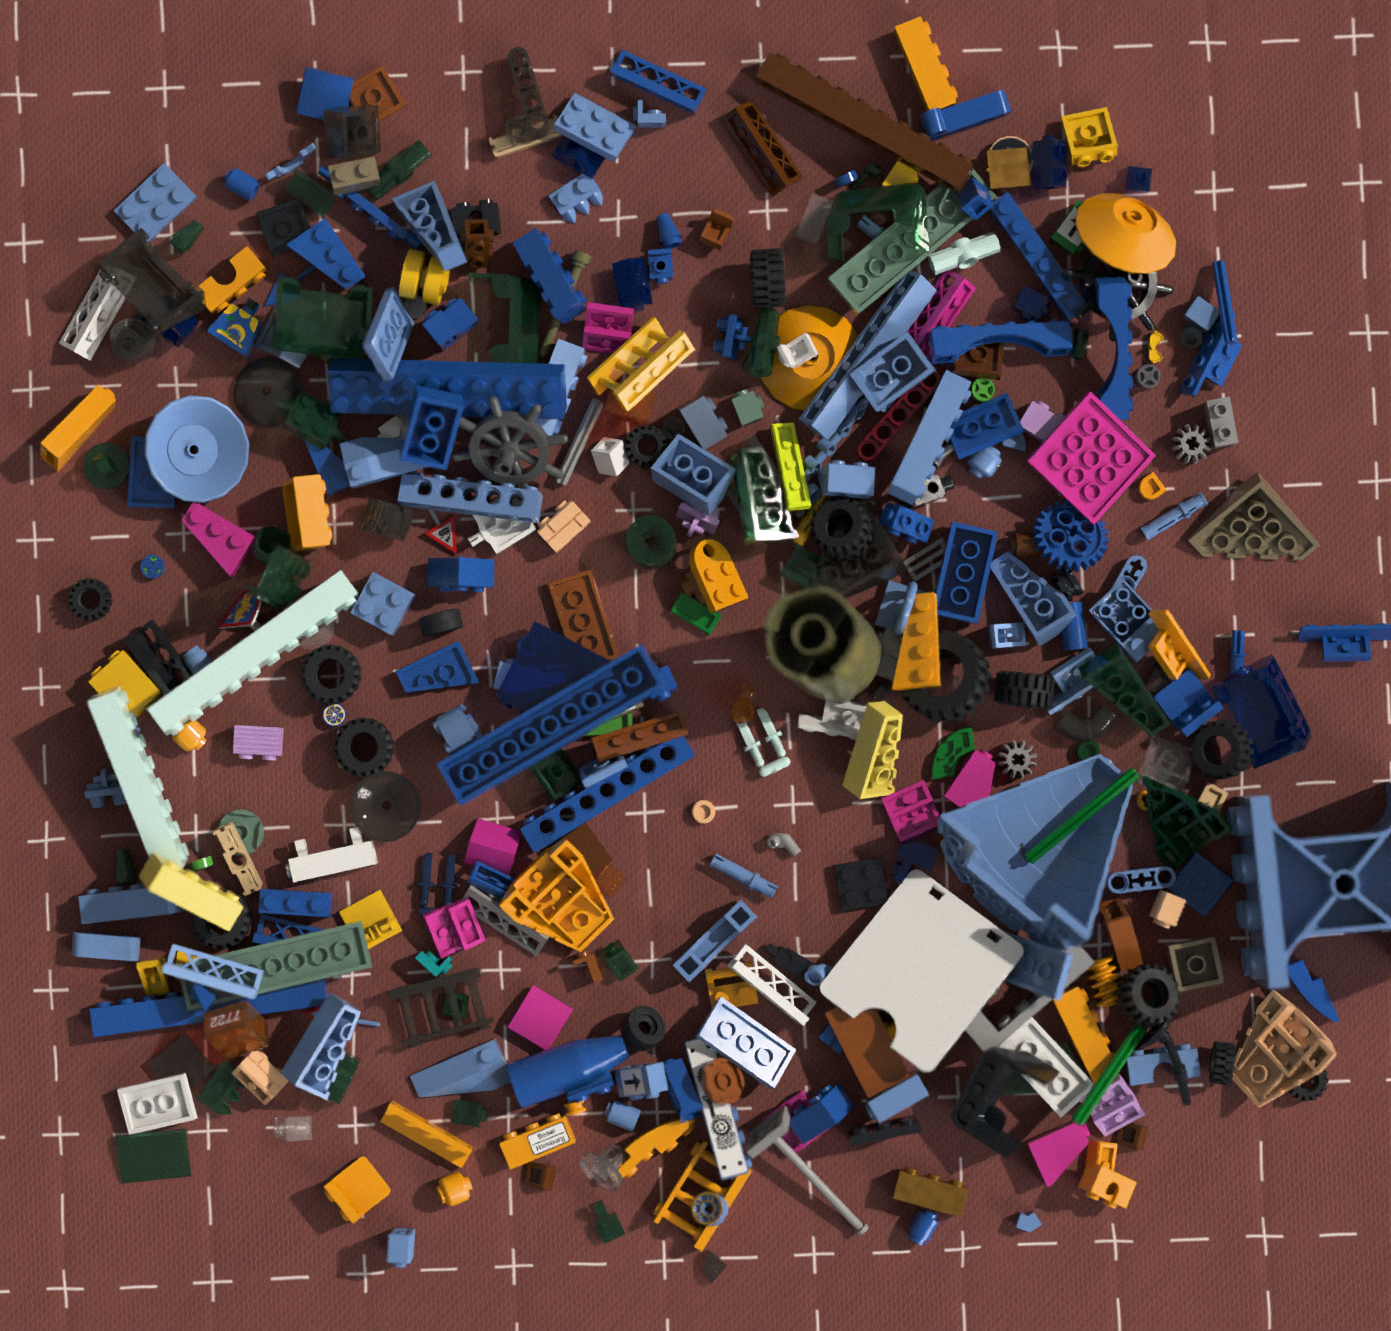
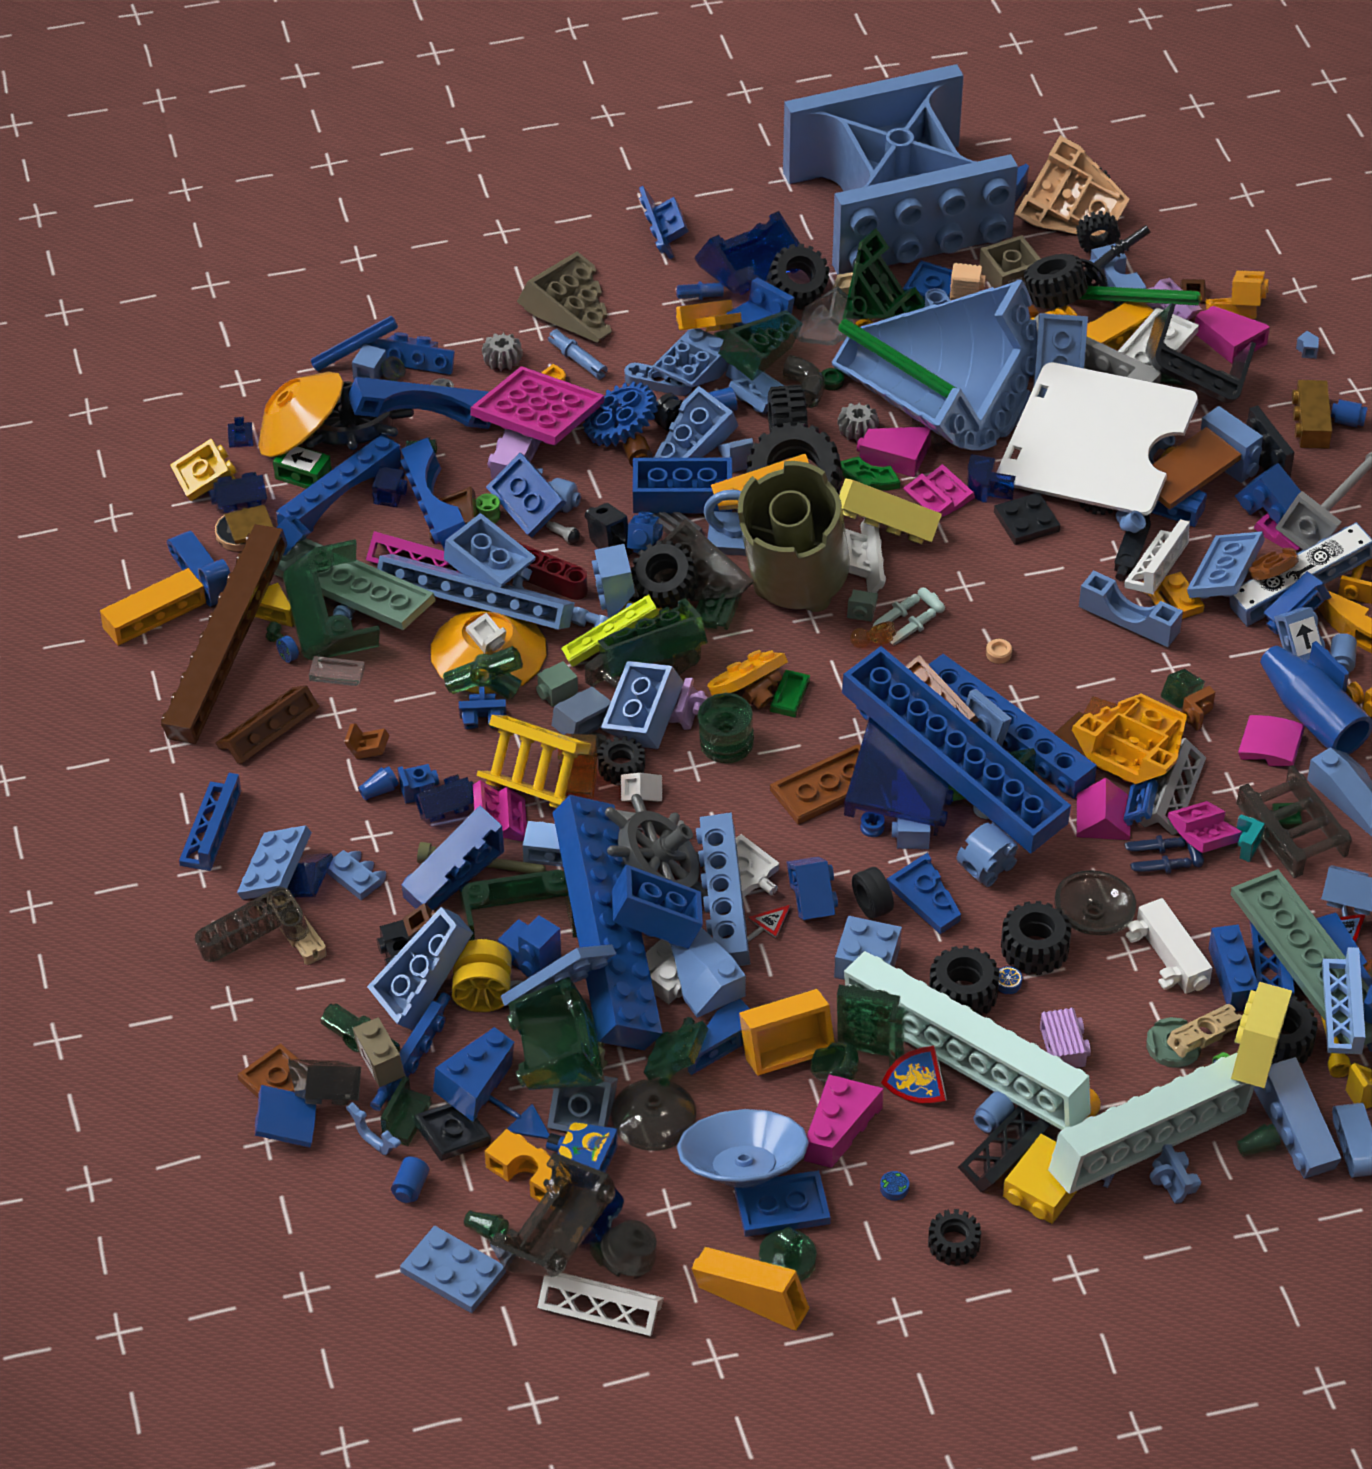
camera: 105 degrees left, 40 degrees down
(376, 917) = (1218, 904): yellow hinge -> none
(387, 519) = (770, 959): clear smoke brick -> none
(563, 525) = (745, 813): light nougat brick -> none
(652, 118) = (252, 825): medium blue bracket -> none
(653, 1022) = (1245, 647): black tyre -> none
(744, 876) = (1056, 597): medium blue pin -> none
(767, 278) = (412, 678): black tyre -> none
(783, 840) = (1006, 580): light grey arm -> none
(785, 703) = (862, 605): none -> sand green bracket
(929, 437) = (560, 518): medium blue brick -> none
(964, 253) = (338, 532): light aqua piece -> none
(1220, 422) = (470, 332): light grey brick -> none

